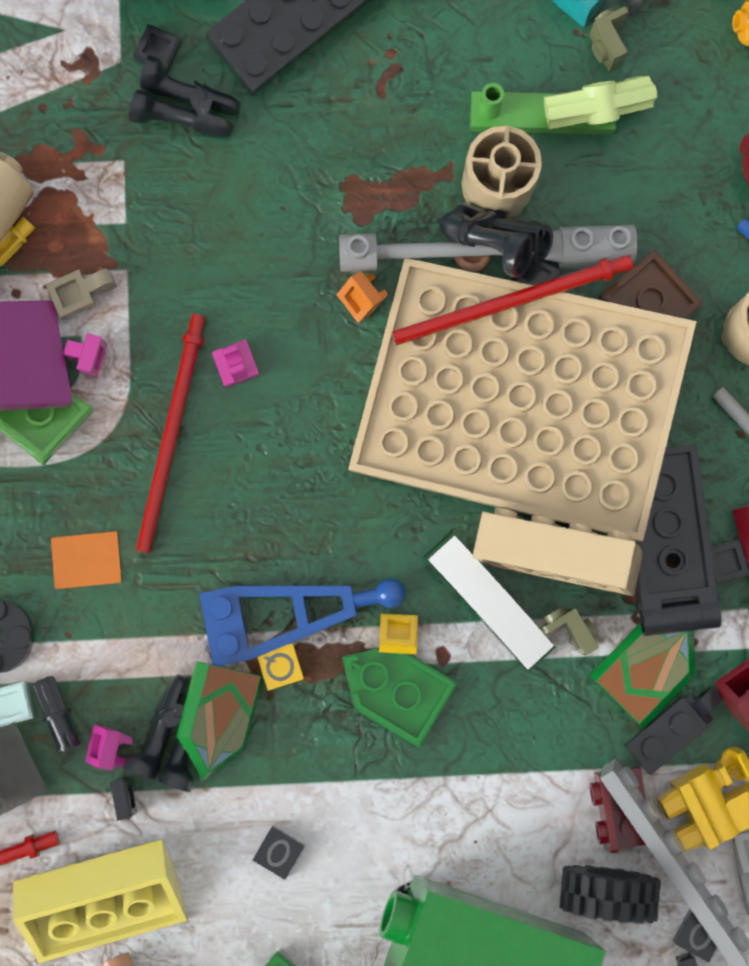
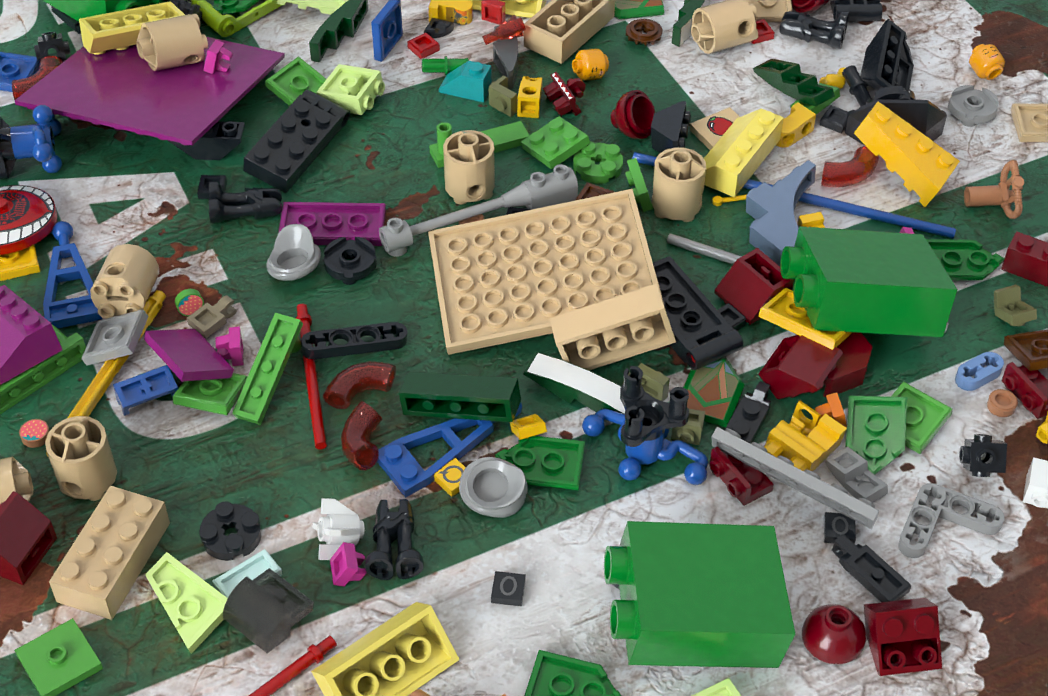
camera: 20 degrees left, 35 degrees down
(56, 713) = (299, 559): black axle -> none
(58, 255) = (188, 301): none -> tile
(86, 560) = (280, 467): orange sticker -> none
(112, 698) = (337, 527): none -> white brick
(115, 417) = (268, 368): none -> bright green piece
(123, 798) = (374, 591): black tile -> none
(185, 565) = (357, 434): none -> clear red cylinder
(214, 233) = (293, 254): none -> light grey piece
(217, 716) = (421, 511): tile -> none
(221, 473) = (357, 379): none -> clear red cylinder
(235, 363) = (337, 318): dark pink tile -> none
(241, 399) = (353, 337): none -> black beam
(289, 182) = (336, 220): none -> magenta tile
(295, 241) = (349, 270): none -> black plate
(318, 710) = (493, 487): none -> light grey piece
(330, 564) = (460, 396): none -> dark green brick
(361, 296) = (408, 259): orange tile -> none
(514, 238) = (503, 186): black piece -> none
(527, 702) = (647, 426): none -> wheel
(592, 716) = (692, 431): none -> olive bracket
(599, 102) = (513, 120): yellowish green piece -> none
(604, 270) = (560, 185): red bar -> none
(610, 894) = (760, 501): black tyre -> none
(643, 159) = (555, 142): none -> bright green plate
(649, 48) = (529, 97): none -> yellow leg
(695, 53) = (569, 92): none -> dark red hips
(707, 208) = (610, 162): none -> bright green plate
(722, 272) = (640, 191): none -> bright green plate

